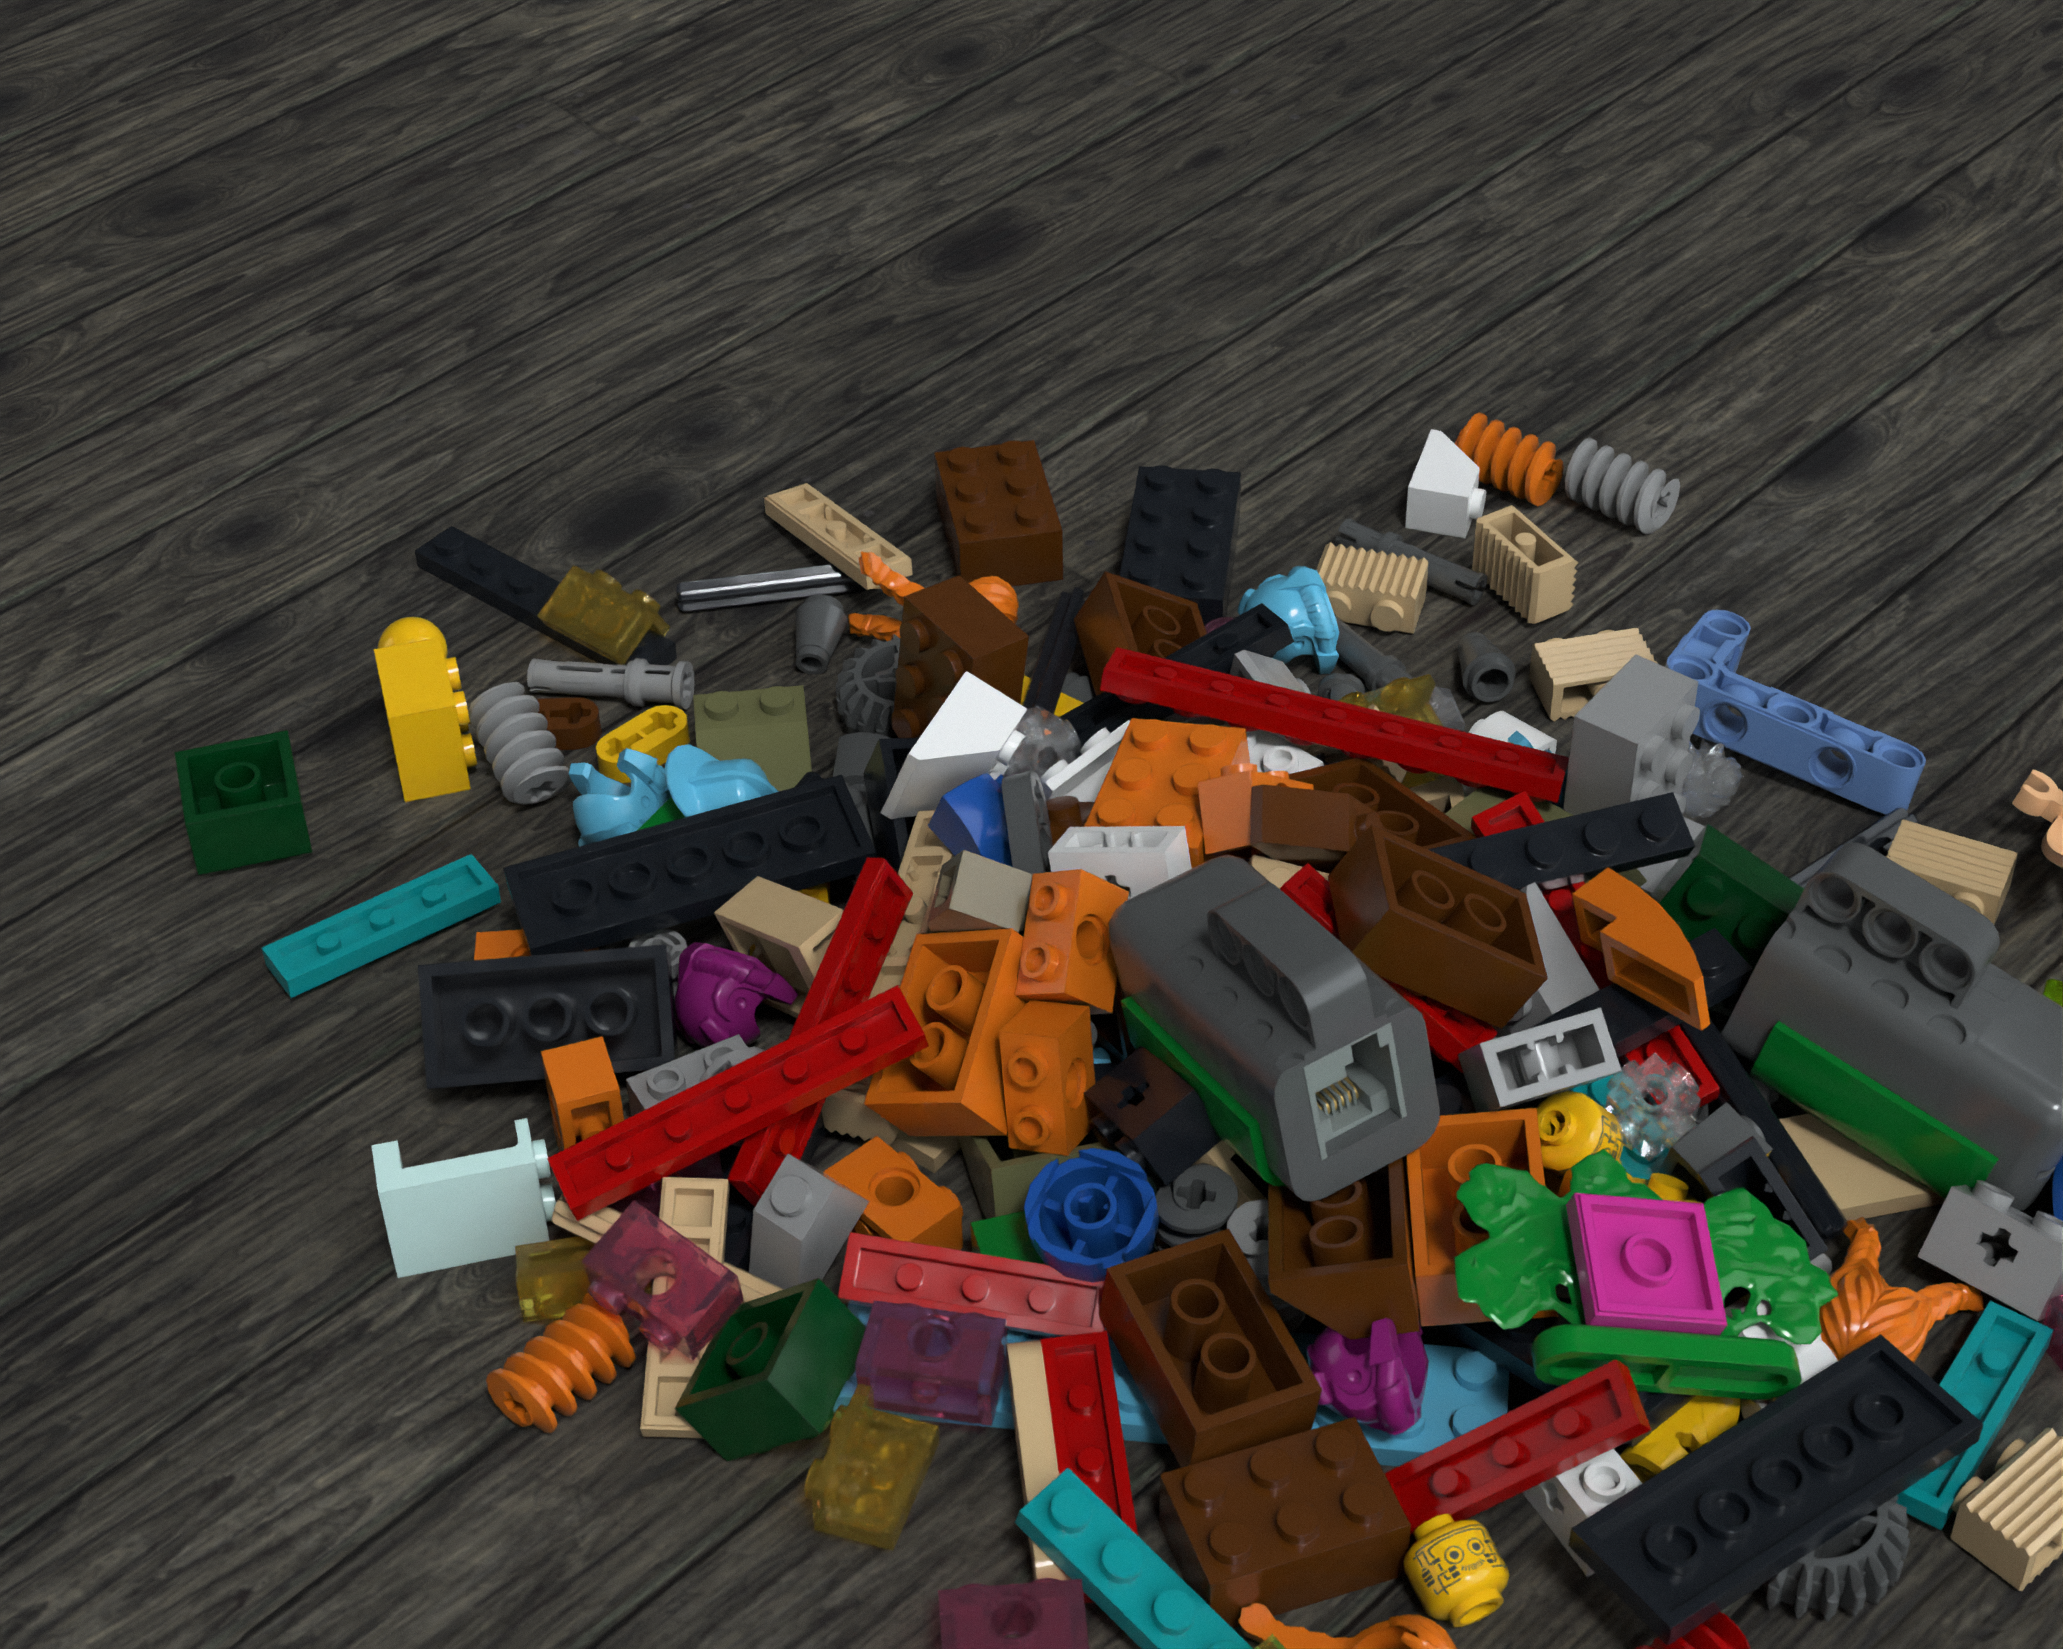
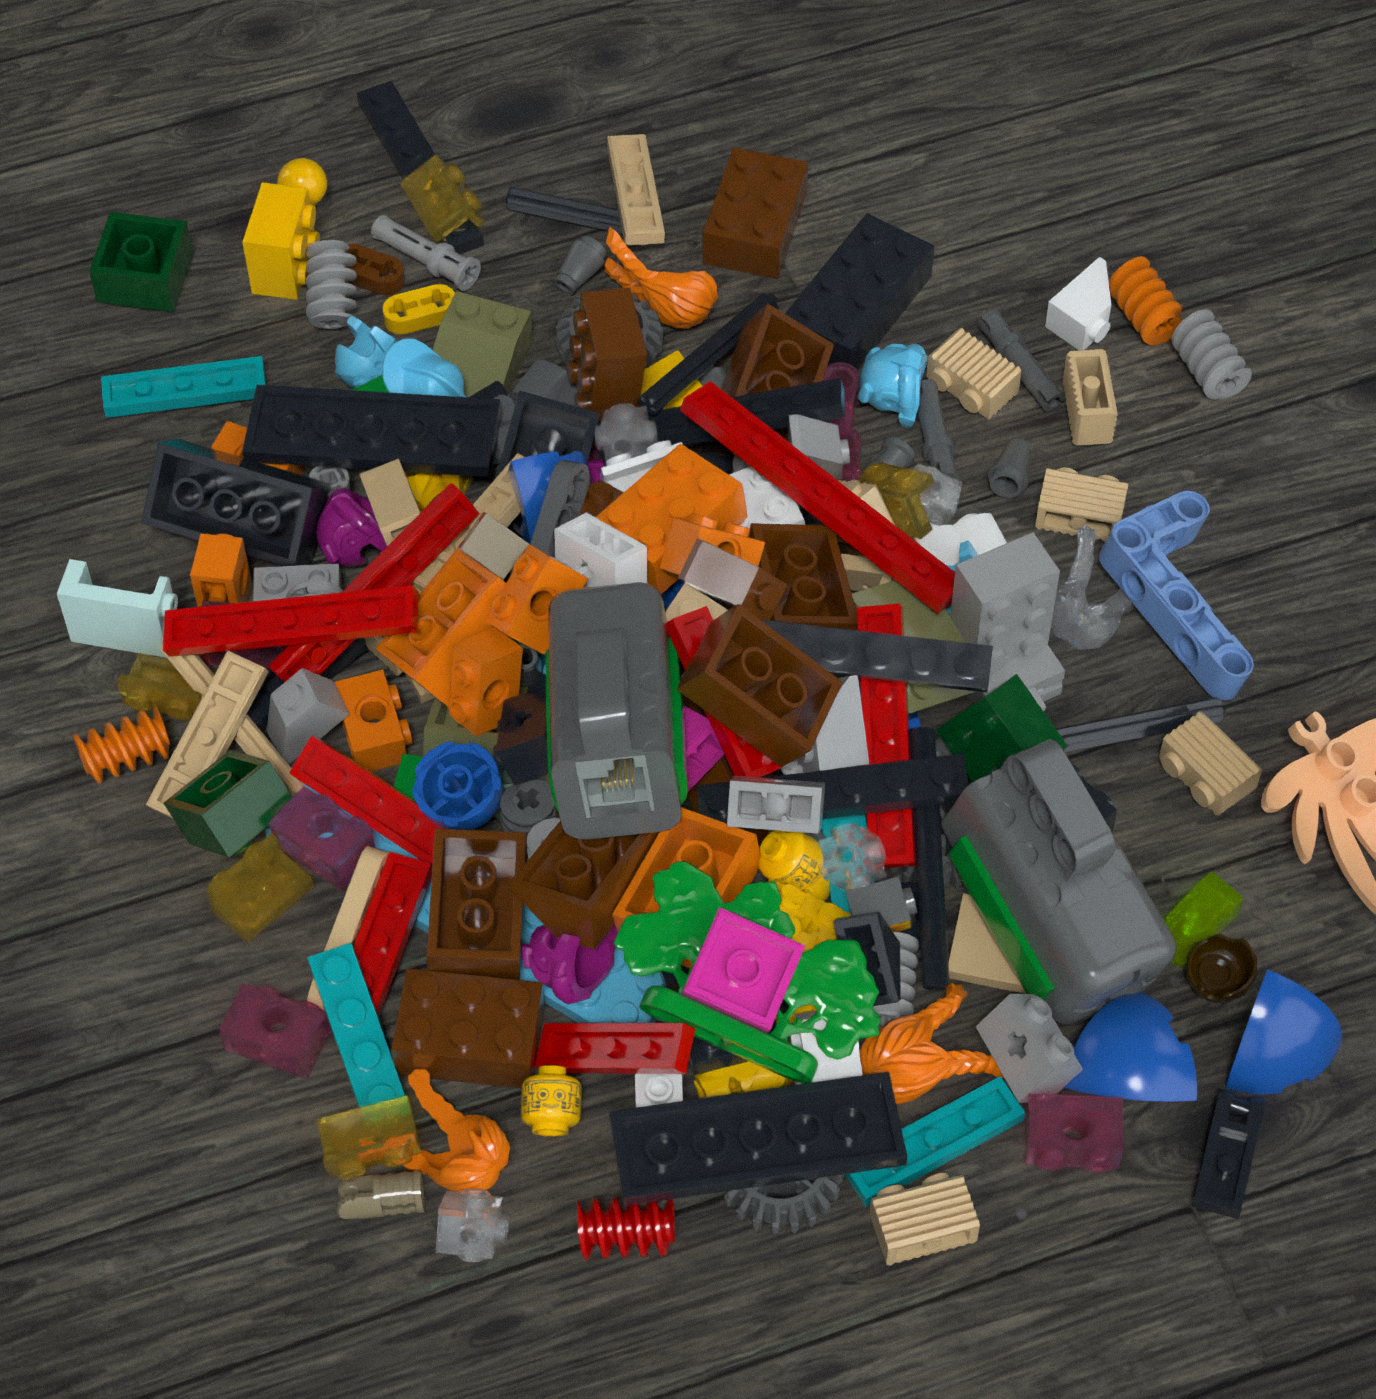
camera: 25 degrees right, 15 degrees up
(646, 1248) = (206, 738): clear pink brick -> none
(965, 739) = (554, 422): white slope -> none
(1641, 946) = (895, 750): orange slope -> none

